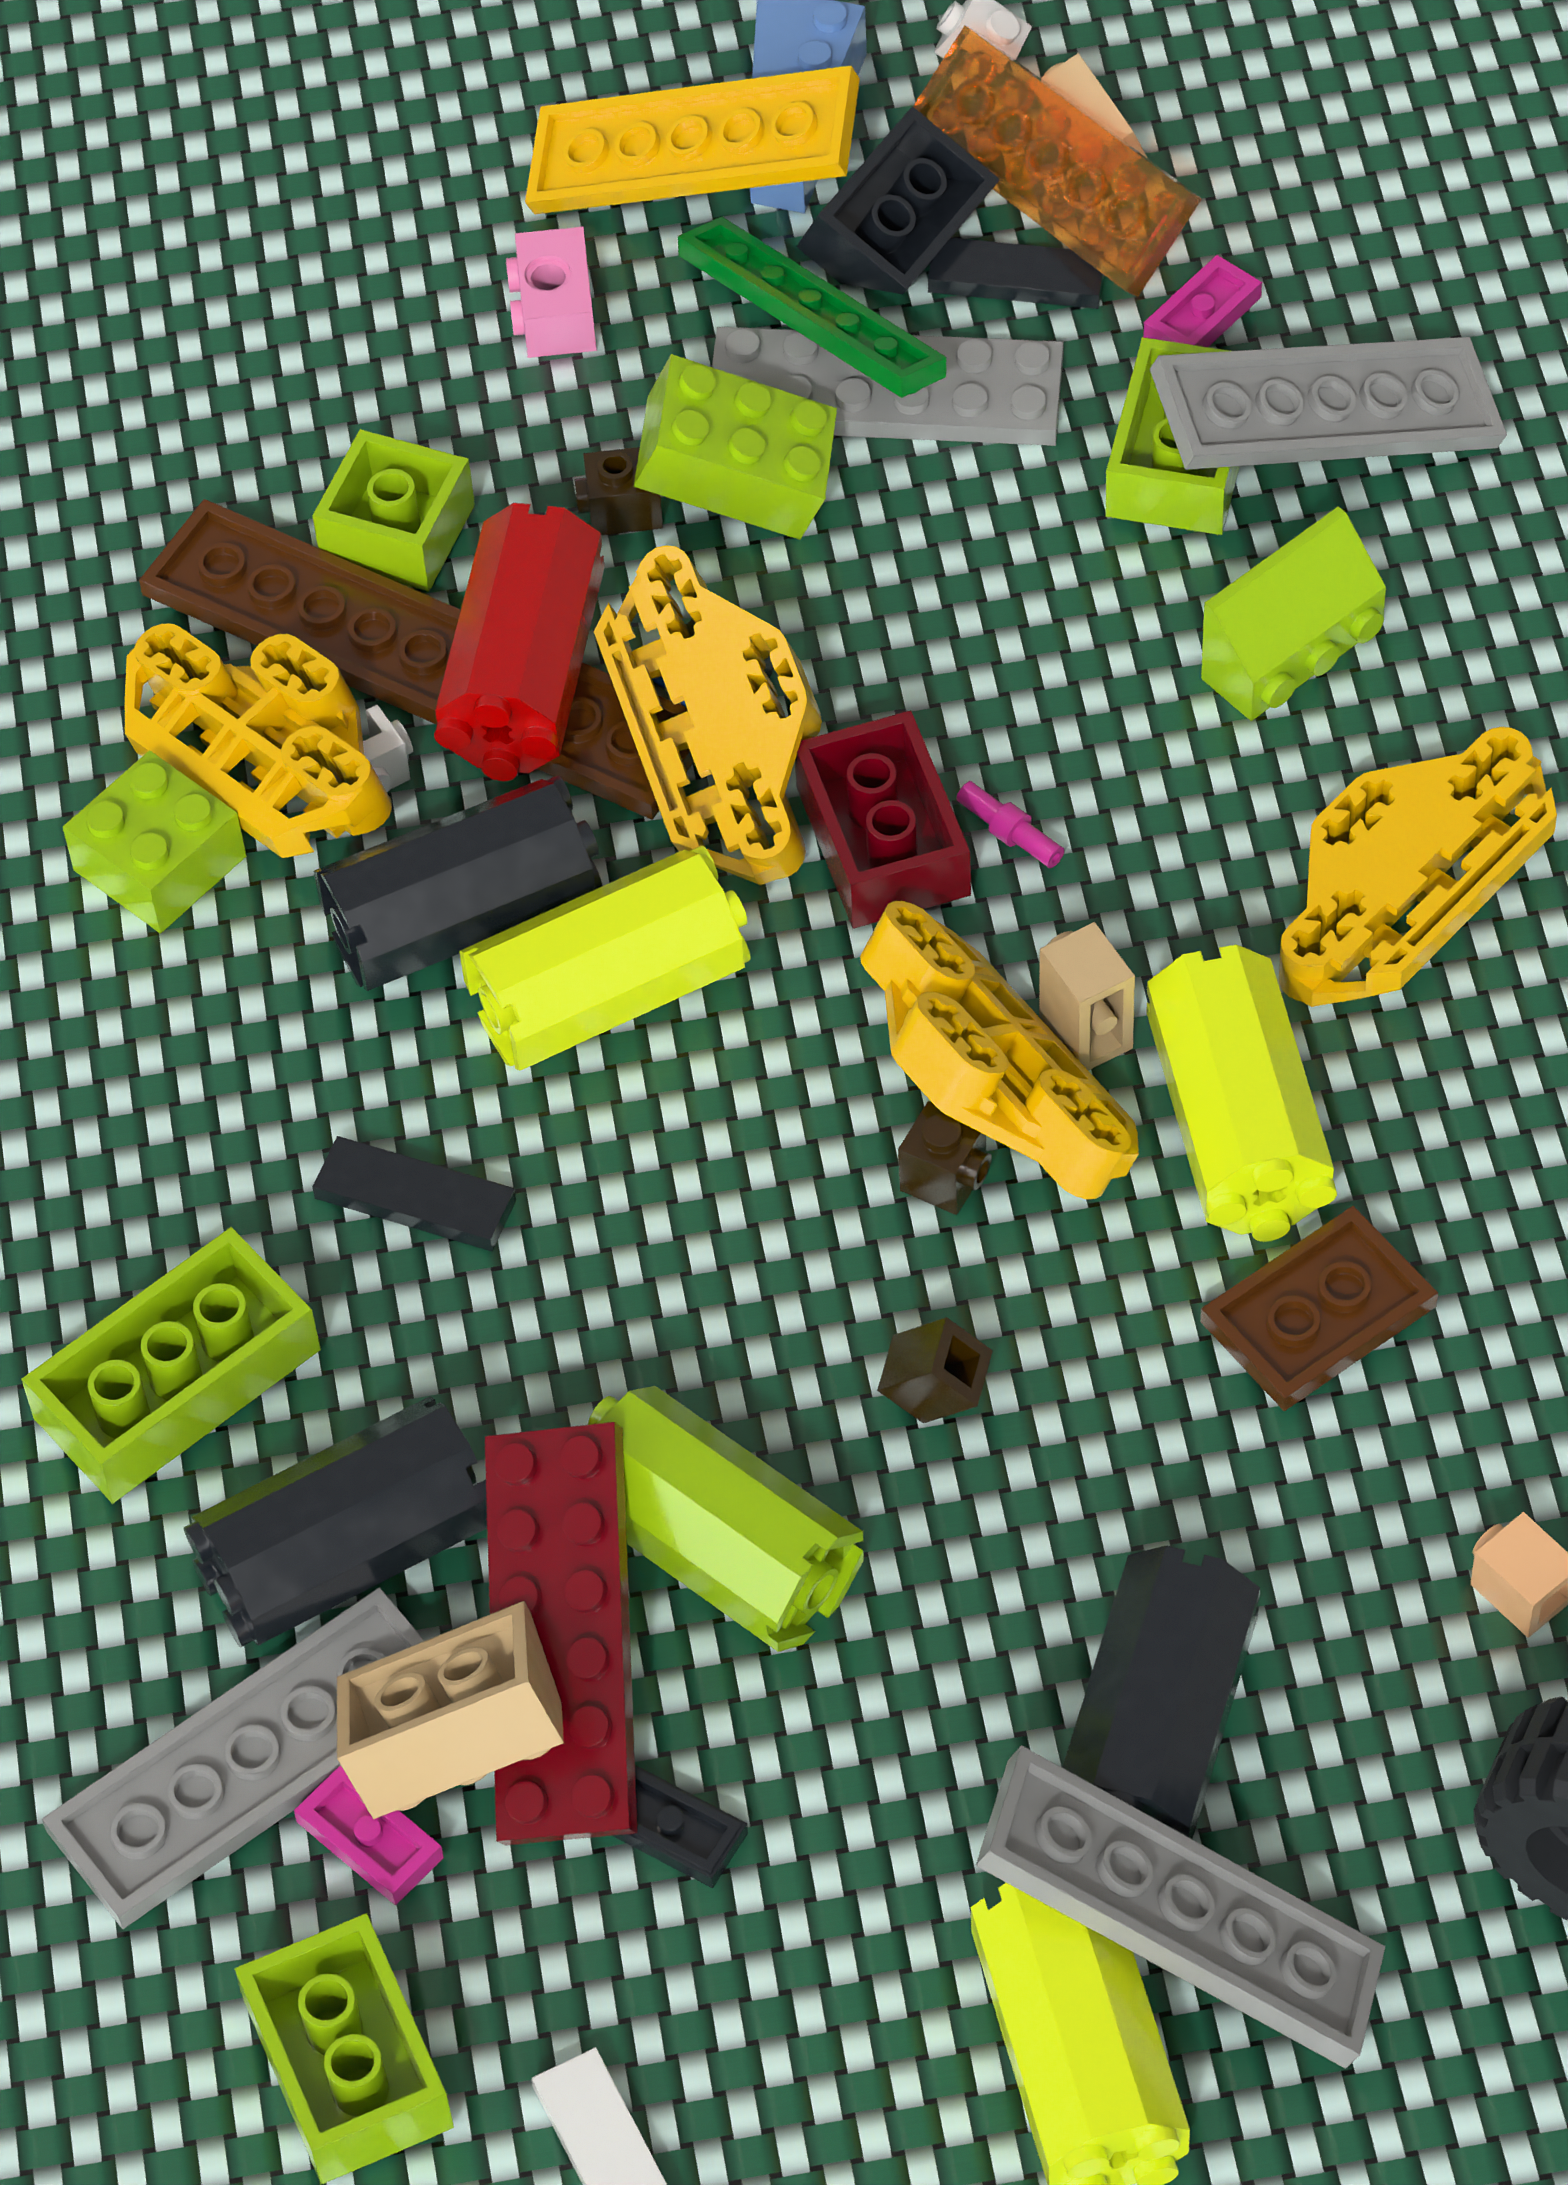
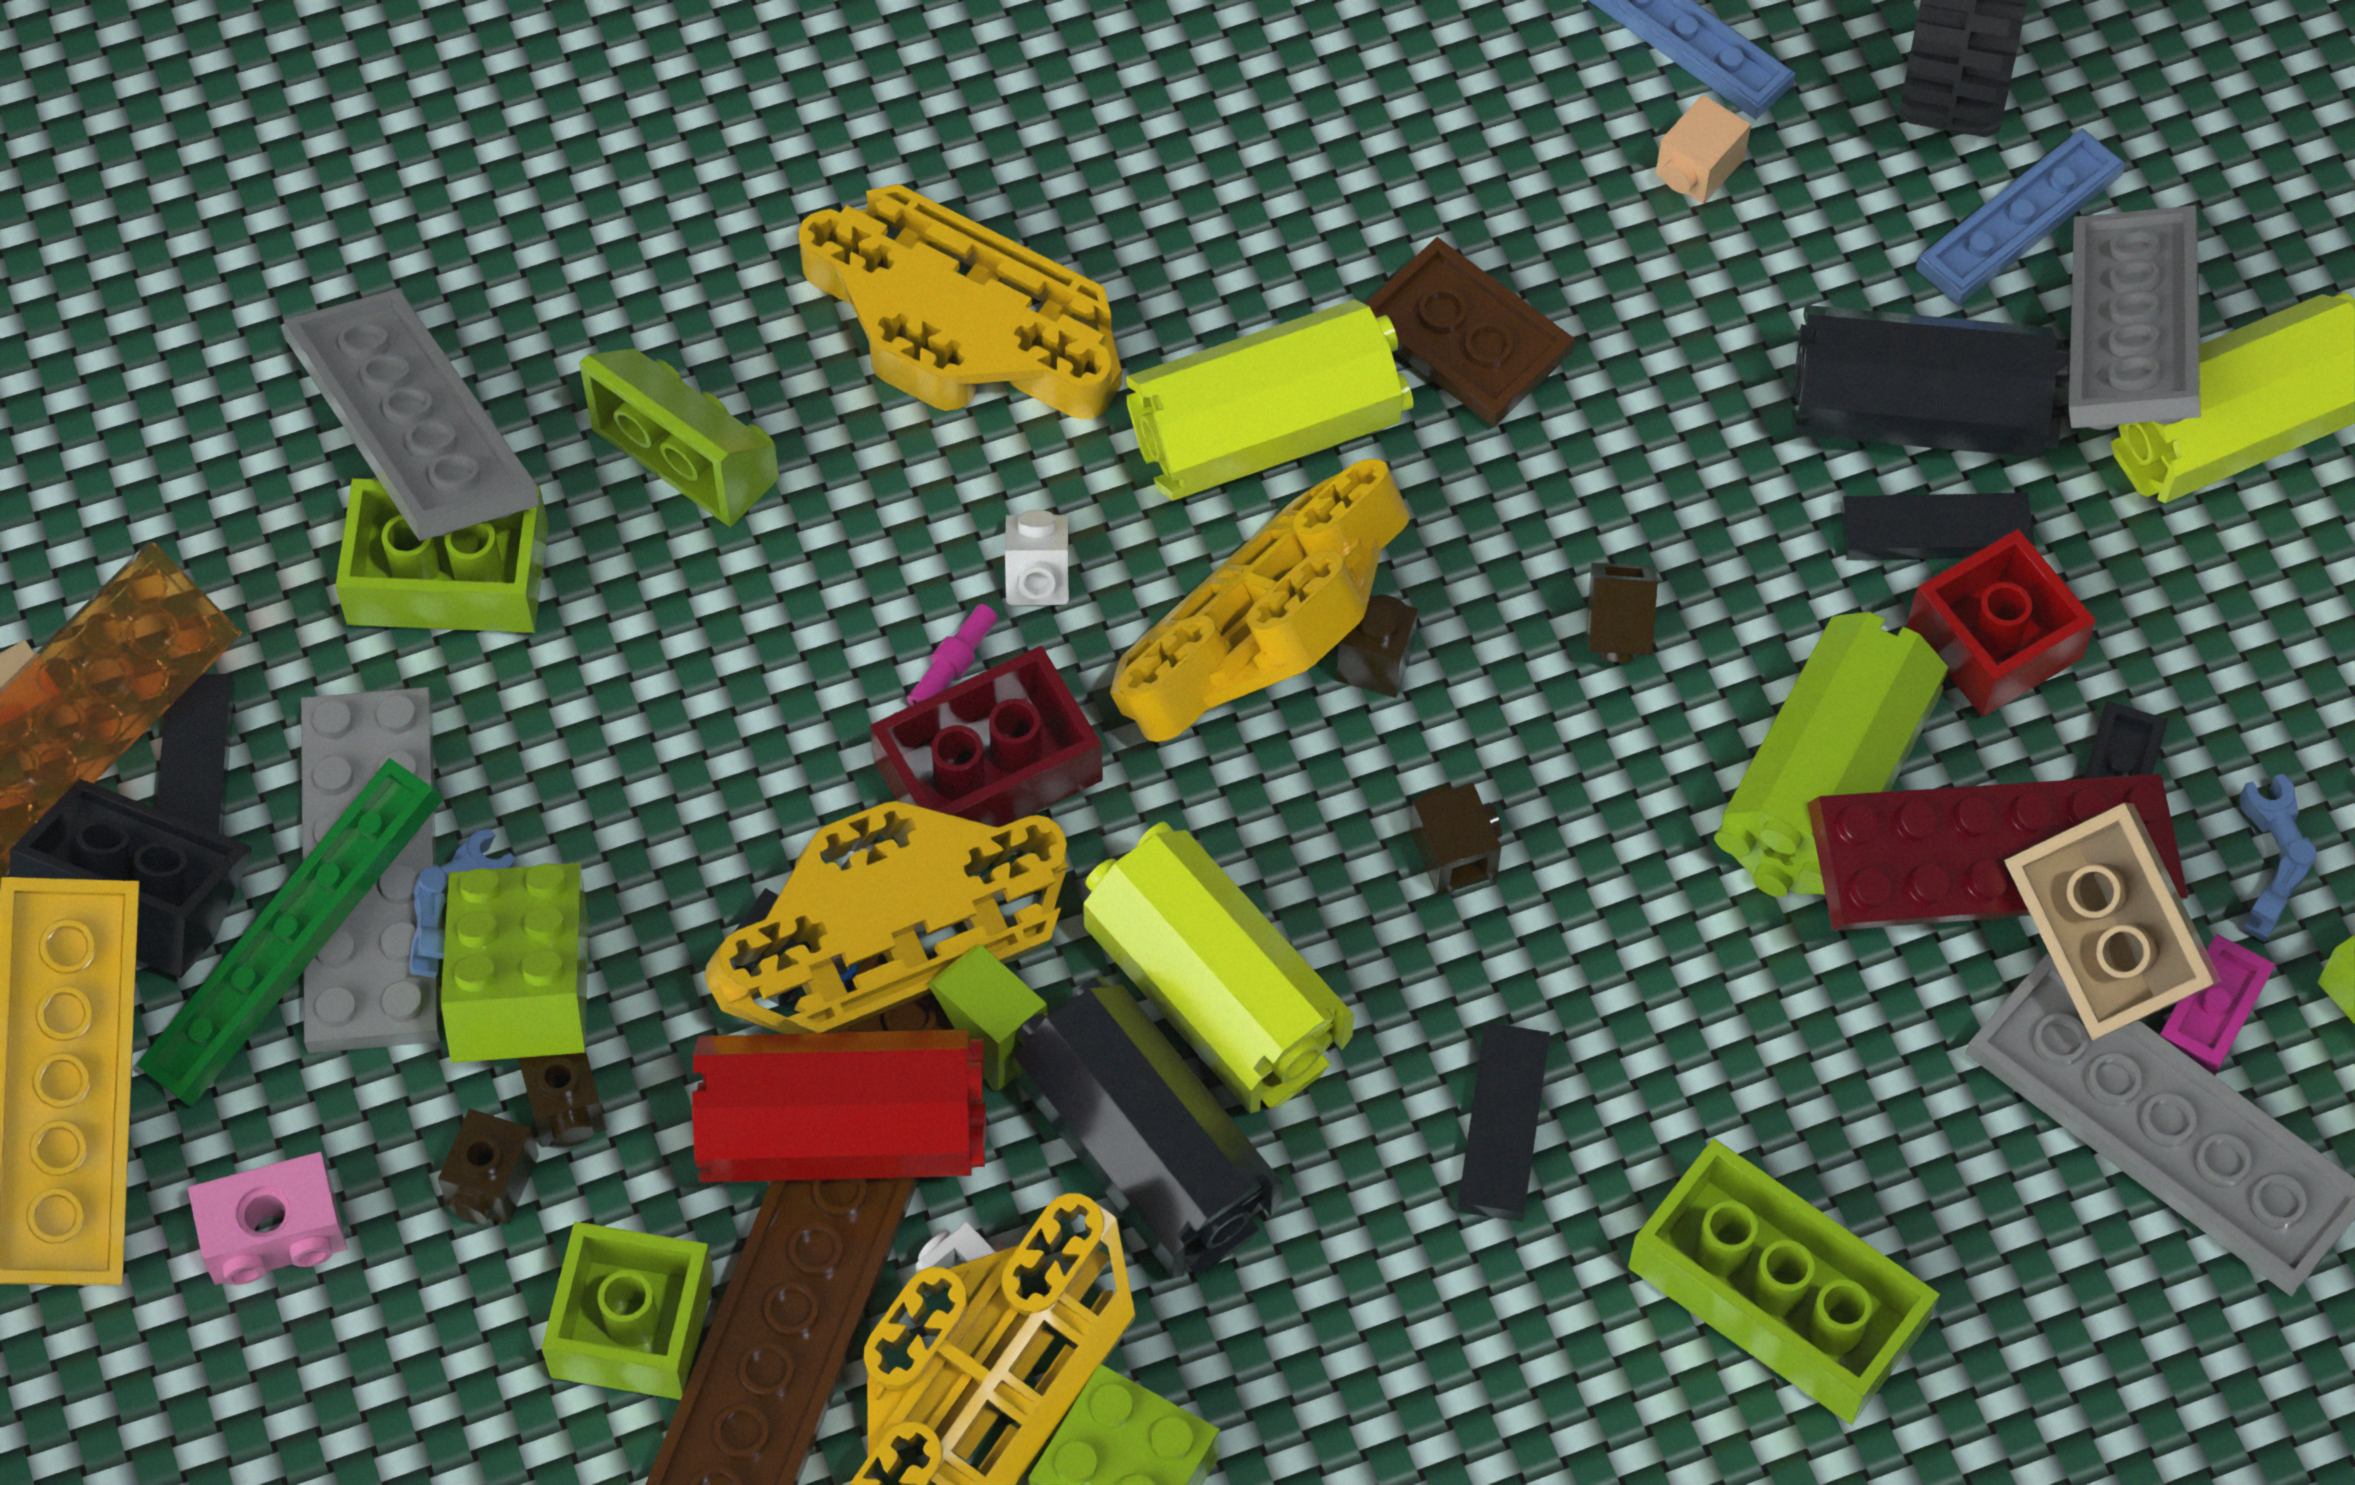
camera: 105 degrees left, 5 degrees up
(339, 1522) = (1926, 1075): black brick -> none
(523, 1965) = (2295, 854): none -> medium blue piece
(558, 432) = (488, 1168): none -> dark brown brick
(606, 775) = (992, 1004): none -> lime slope
(716, 1192) = (1456, 837): none -> dark brown brick
(845, 1718) = (2001, 622): none -> red brick
(858, 441) = (431, 894): none -> medium blue piece
(997, 1706) = (1931, 524): none -> black tile
(1087, 995) = (1182, 534): tan brick -> none
(1112, 898) = (1036, 558): none -> white bracket
(1205, 305) = (246, 574): dark pink plate -> none
(1403, 1900) = (2020, 216): none -> medium blue tile

